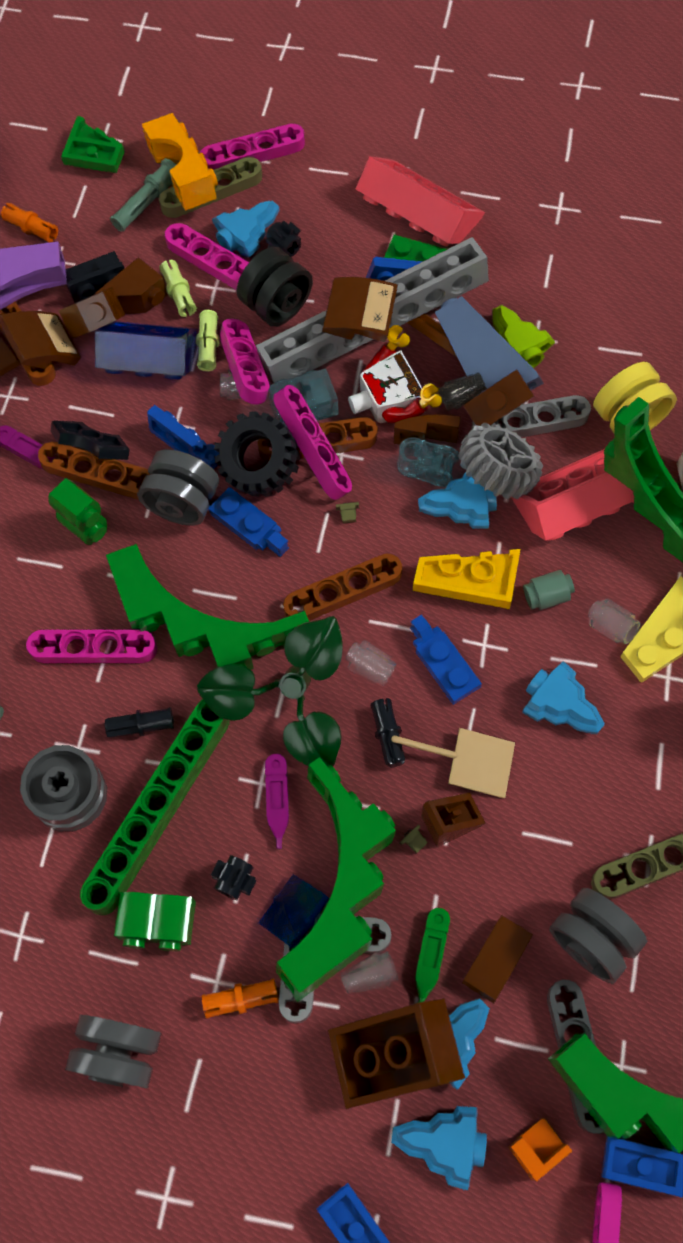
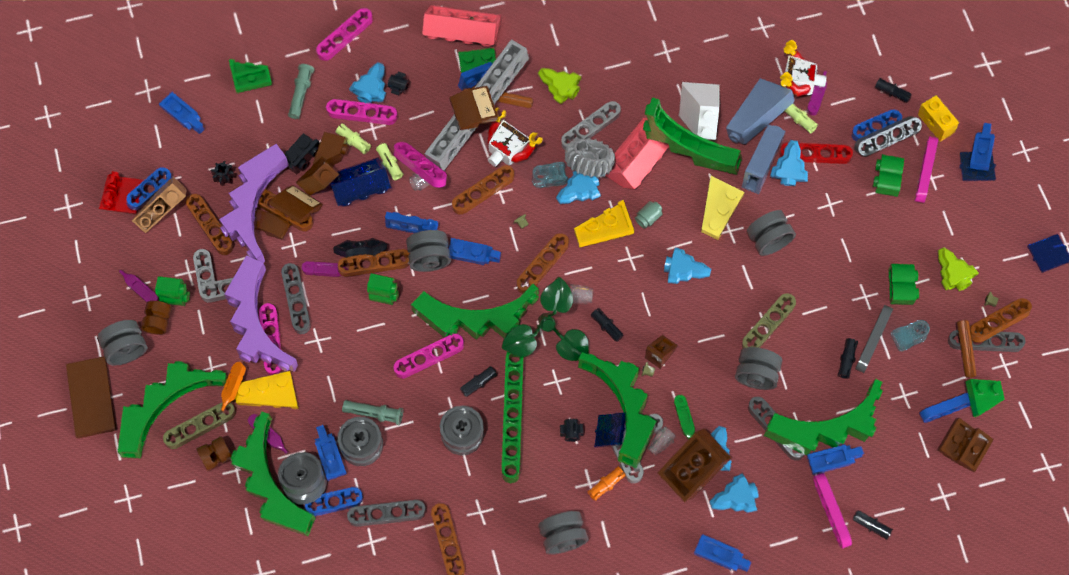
camera: 30 degrees left, 0 degrees up
(29, 222) = (240, 138): orange pin -> none
(154, 919) = (544, 469): green brick -> none
(191, 178) = (295, 52): light orange arch -> none
(236, 441) = (443, 209): black tyre -> none
(245, 181) = (335, 69): olive beam -> none
(274, 286) = (413, 114): pearl dark grey wheel -> none
(277, 796) = (568, 382): magenta piece -> none
(312, 442) = (485, 192): dark pink beam -> none
(316, 391) = (460, 180): clear light blue brick -> none
(428, 426) = (536, 158): reddish brown slope -> none
(443, 661) = (614, 276): blue hinge -> none
(461, 390) = (549, 128): clear smoke cone -> none
(478, 761) = (658, 316): tan piece -> none
(481, 346) = (553, 104): sand blue slope -> none
(497, 959) = (717, 404): reddish brown slope -> none
(499, 399) = (572, 124): reddish brown tile -> none
(539, 1149) = (779, 477): orange panel -> none
(613, 621) = (689, 215): clear brick -> none
(634, 382) = (641, 91): light yellow wheel -> none

